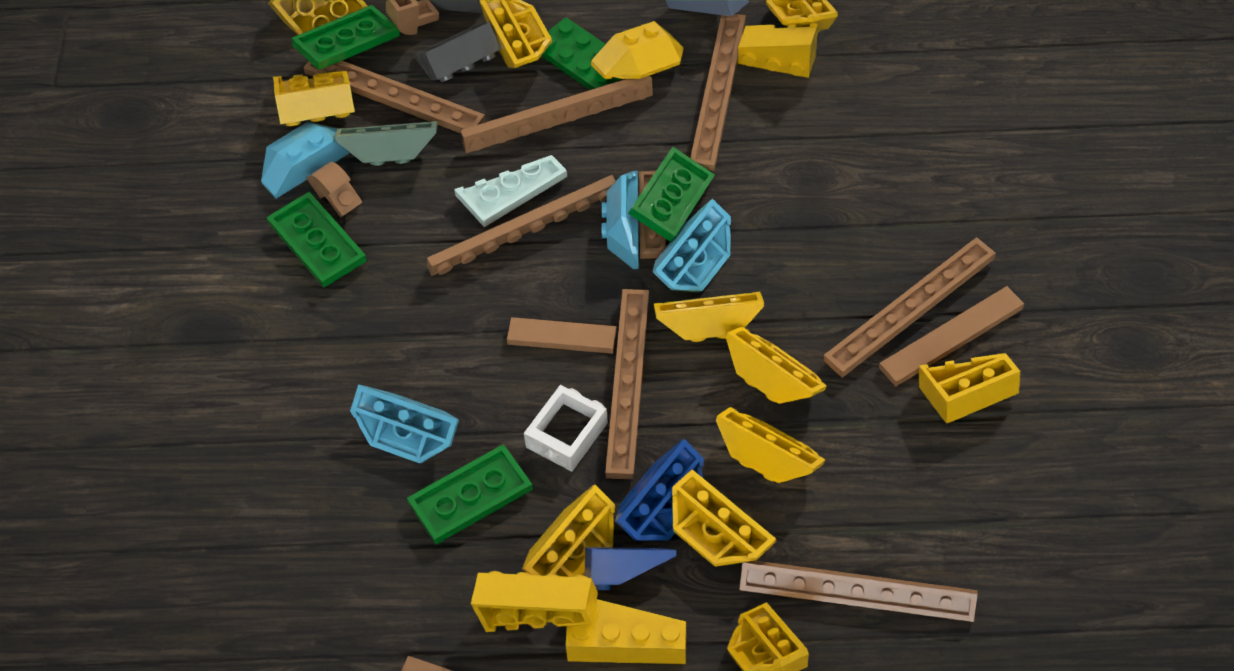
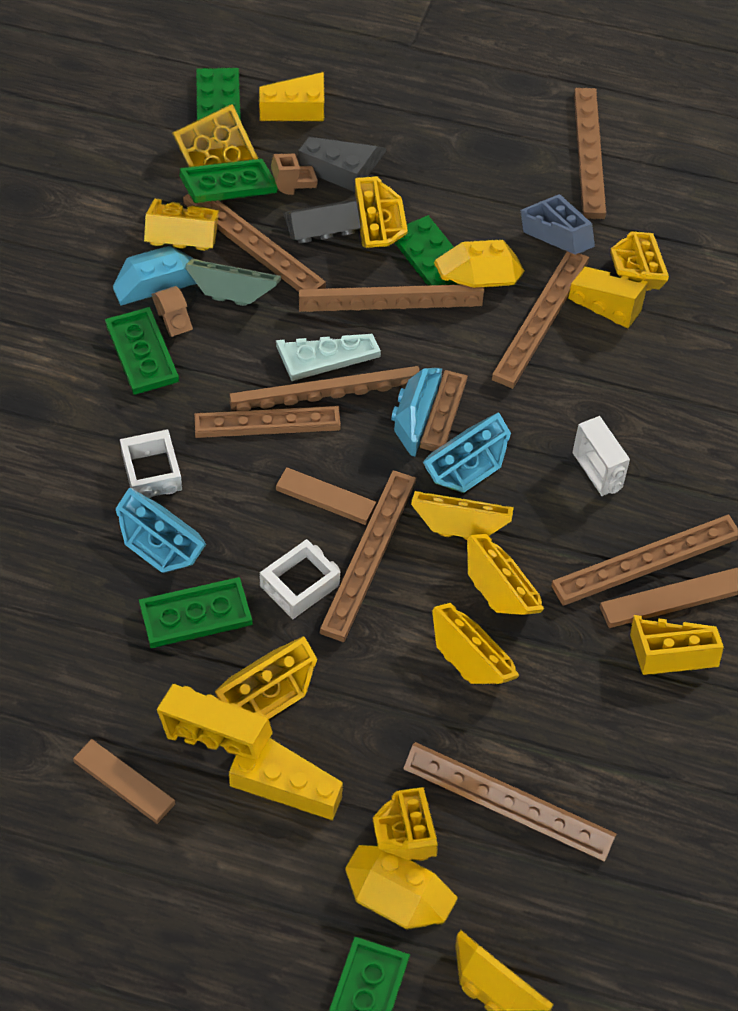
camera: 10 degrees right, 0 degrees up
(359, 336) = (150, 445): none -> white window
(473, 276) = (267, 421): none -> medium nougat tile
(619, 565) = (303, 714): blue slope -> none
(649, 506) = (364, 665): blue wedge -> none
(671, 194) = (465, 398): green plate -> none
(715, 524) = (400, 703): yellow wedge -> none
(829, 214) = (601, 456): none -> white window

